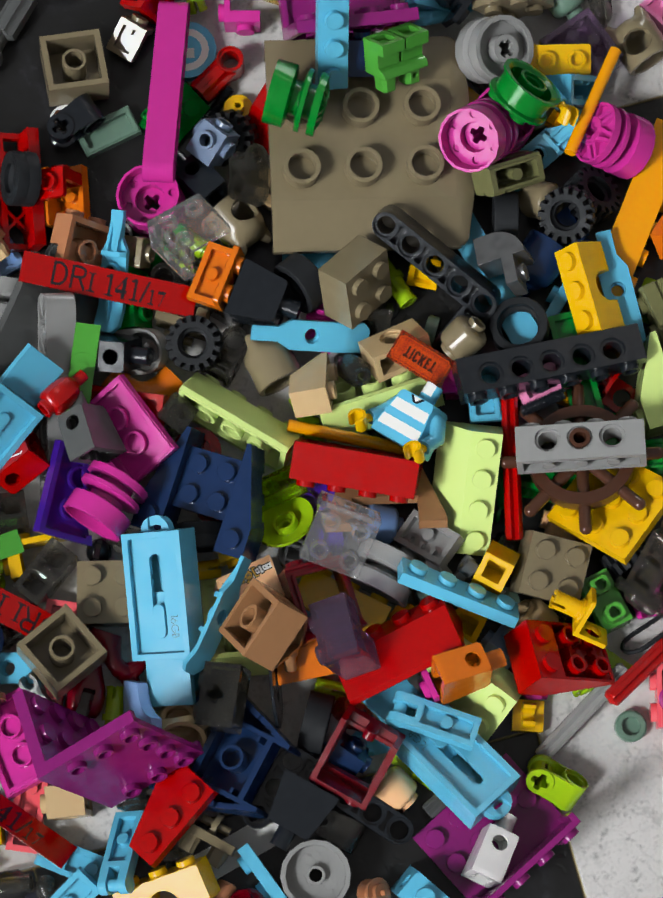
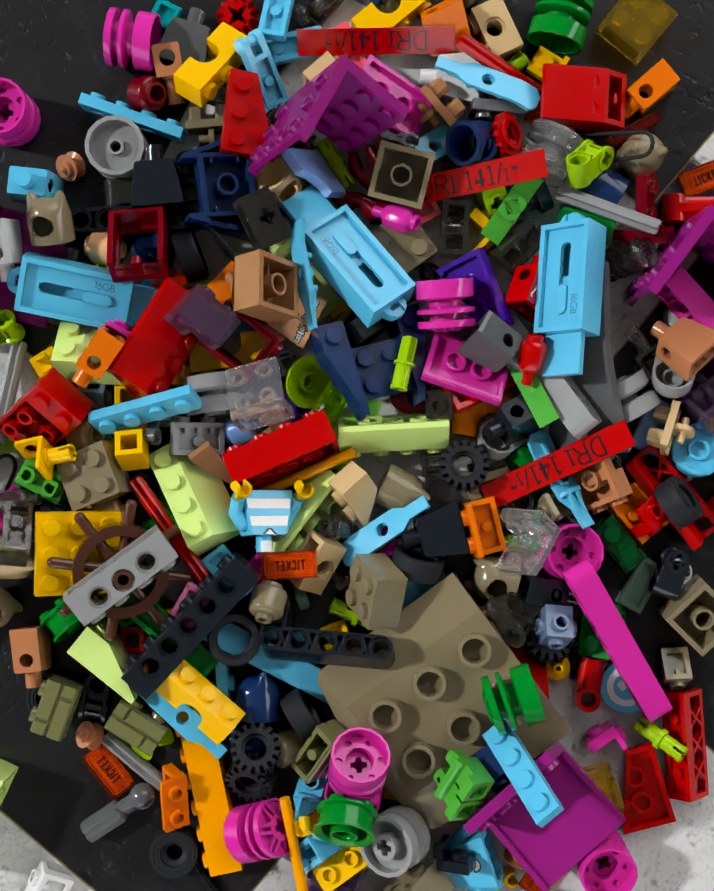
camera: 150 degrees right, 10 degrees up
(93, 615) = (398, 217): none -> dark pink plant
(102, 180) = (618, 543): none -> dark green brick
(182, 471) = (404, 363): none -> lime axle
(426, 847) = (49, 220): none -> dark tan piece
(434, 720) = (99, 306): medium azure plate -> none
(504, 254) = (279, 688): flat silver brick -> none
(543, 402) = (177, 592): black piece -> none

